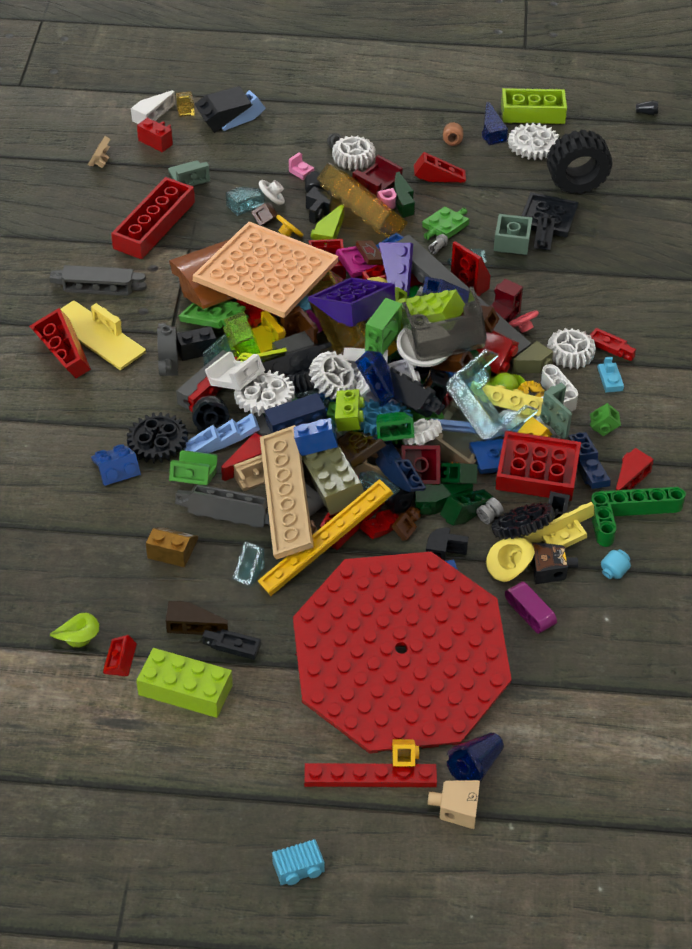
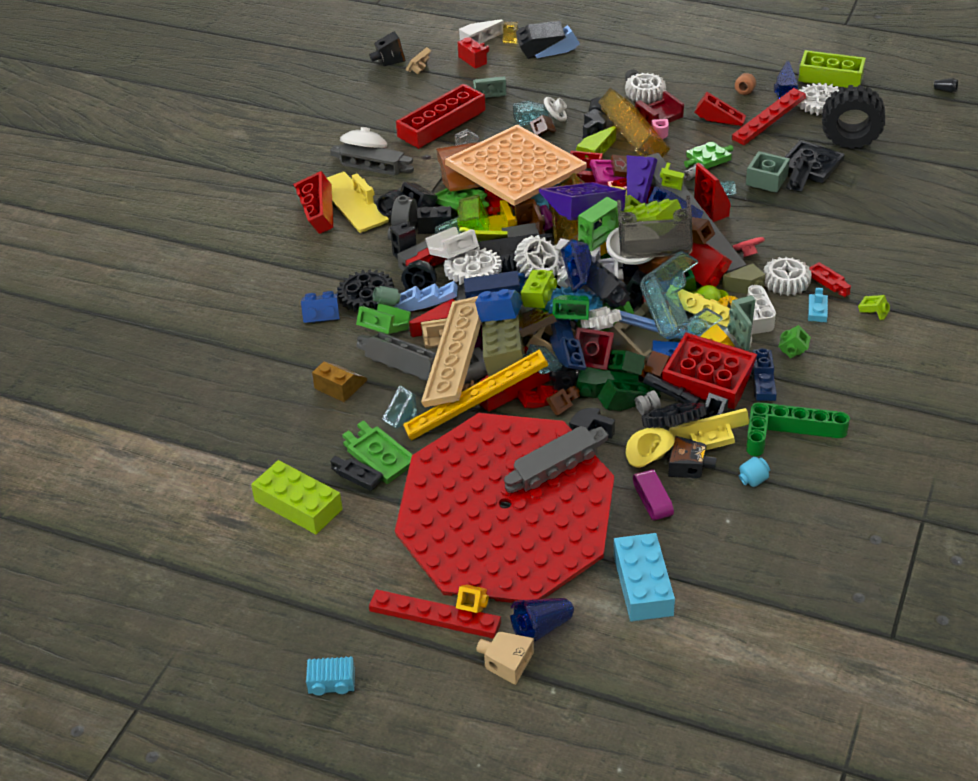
camera: 20 degrees right, 5 degrees down
(63, 145) = (388, 50): none -> black torso
(78, 630) = (223, 437): lime hat -> none
(82, 259) = (364, 137): none -> white dish
(120, 656) = (252, 465): red slope -> none
(143, 331) = (386, 201): none -> black wheel
(172, 317) = (423, 197): none -> black brick
(175, 374) = (402, 238): none -> black hinge
(186, 441) = (386, 296): none -> sand green brick
(191, 242) = (466, 137): none -> clear panel
(192, 619) = (326, 444): dark brown slope -> none
(247, 615) = (378, 451): none -> bright green tile
(287, 228) = (558, 139): yellow piece -> none
(298, 167) = (589, 91): bright pink bracket -> none
(404, 196) = (677, 128): dark green slope -> none
(433, 263) = (671, 178): none -> lime bracket
(439, 593) = (554, 458): none -> dark grey hinge
(487, 470) = (656, 364): none -> reddish brown panel
(490, 169) = (768, 116): none -> red plate
(507, 493) = (670, 389): none -> black pin
(508, 299) = (738, 224): dark red brick -> none
(554, 694) = (643, 577): none -> medium azure brick
(634, 469) = (806, 391): red slope -> none
(662, 365) = (875, 304): none -> lime bracket

